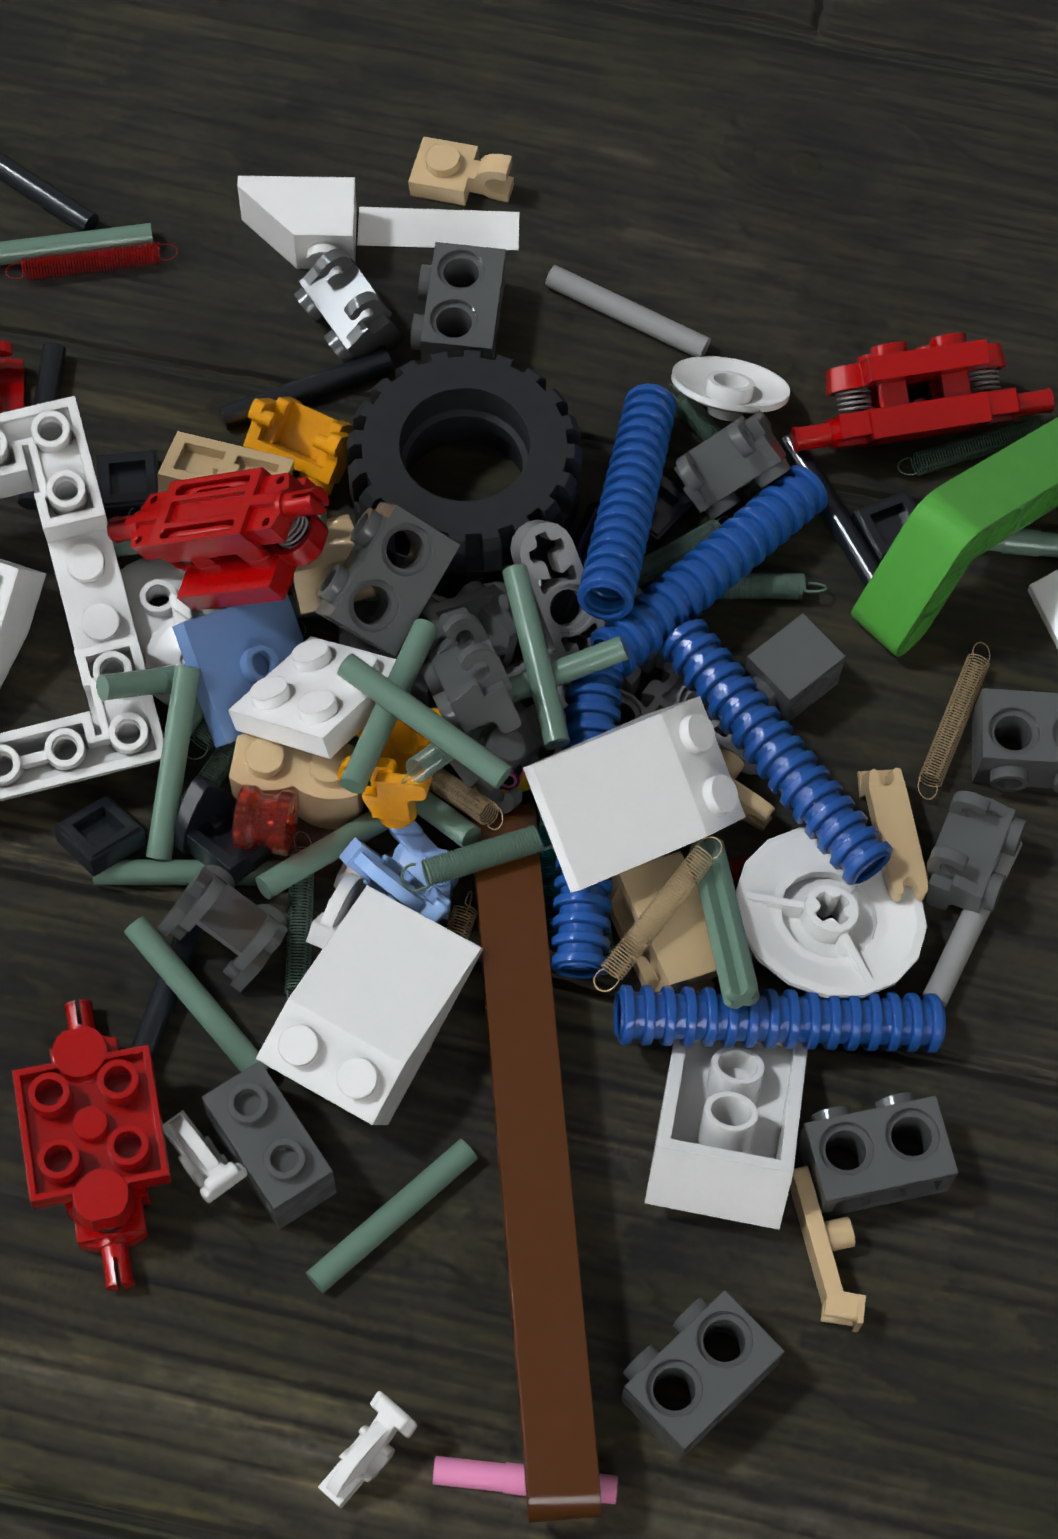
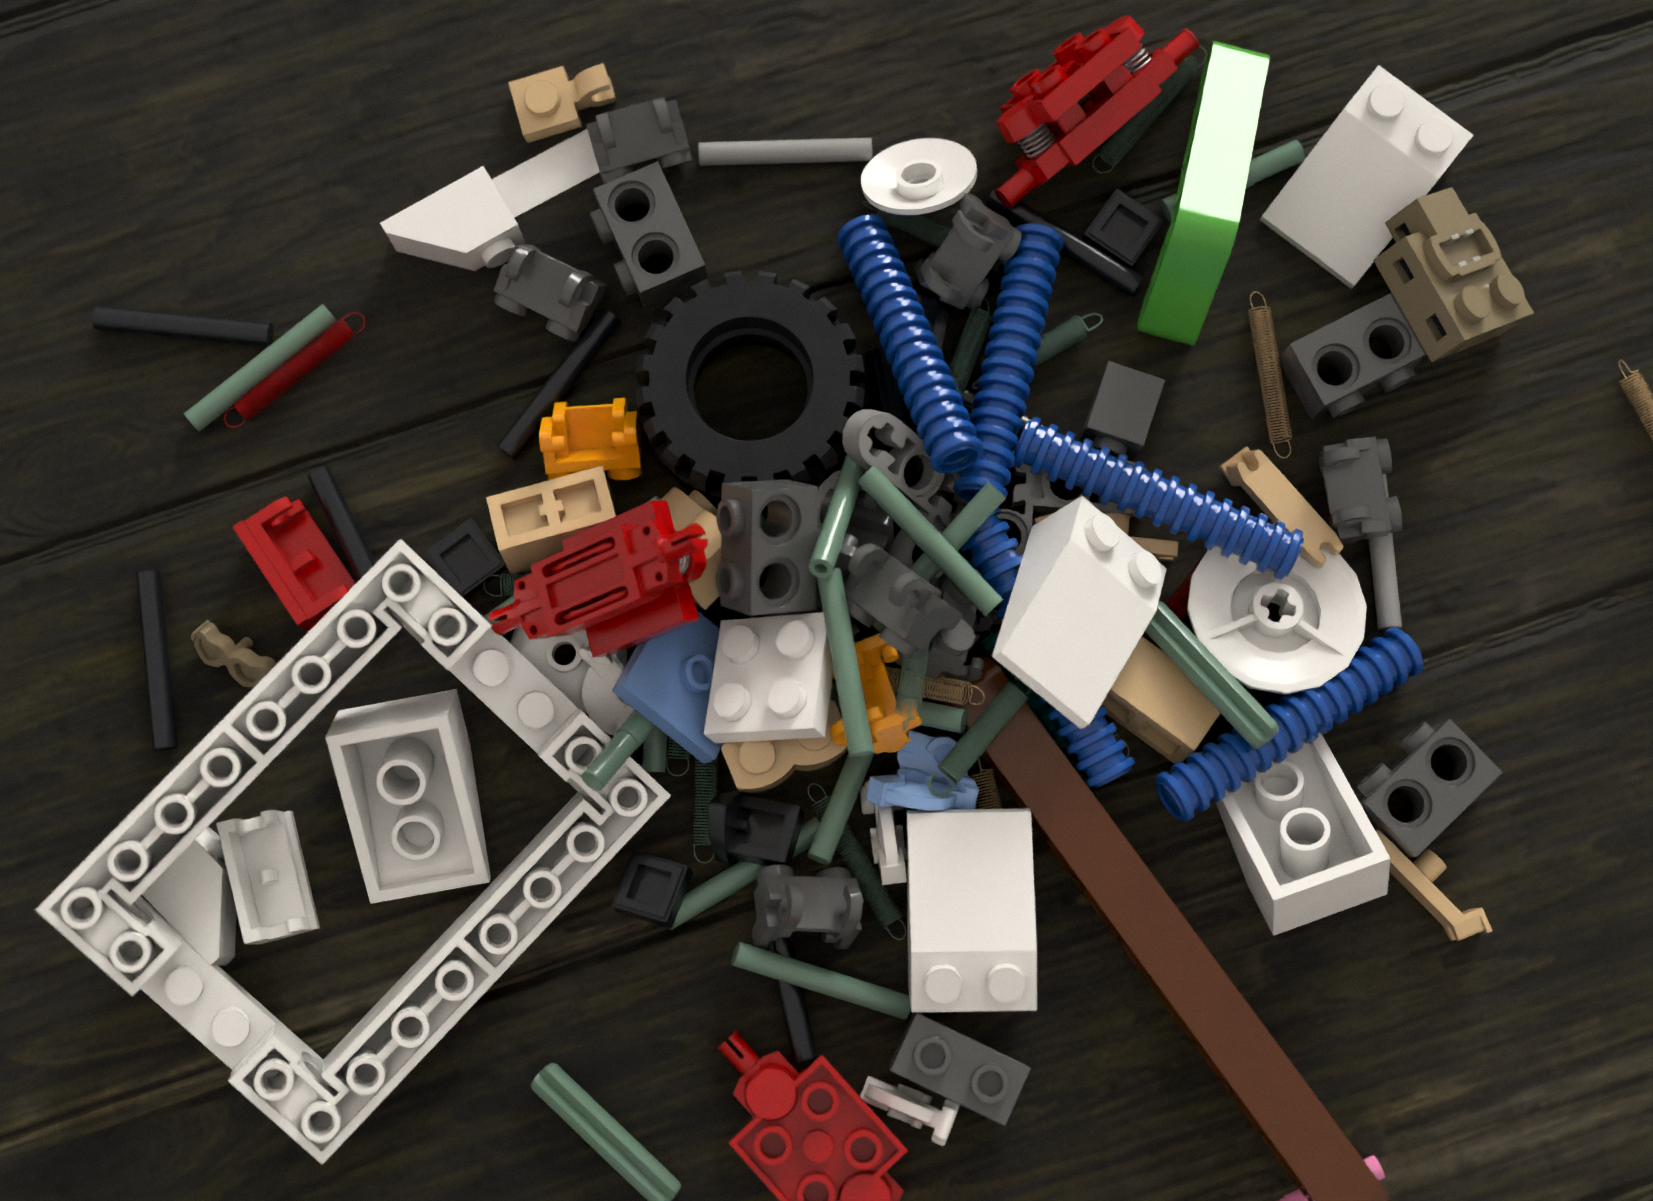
camera: 30 degrees left, 15 degrees up
(173, 761) = (679, 798): sand green bar -> none
(265, 819) = (790, 807): clear red wheel -> none
(391, 1215) = (1081, 1059): sand green bar -> none
(424, 720) = (889, 665): sand green bar -> none
(457, 594) = (836, 519): none -> sand green piece
(507, 224) = (638, 135): none -> dark grey piece
(650, 934) = (1159, 684): tan piece -> none
(712, 1384) = (1412, 1049): dark grey brick -> none

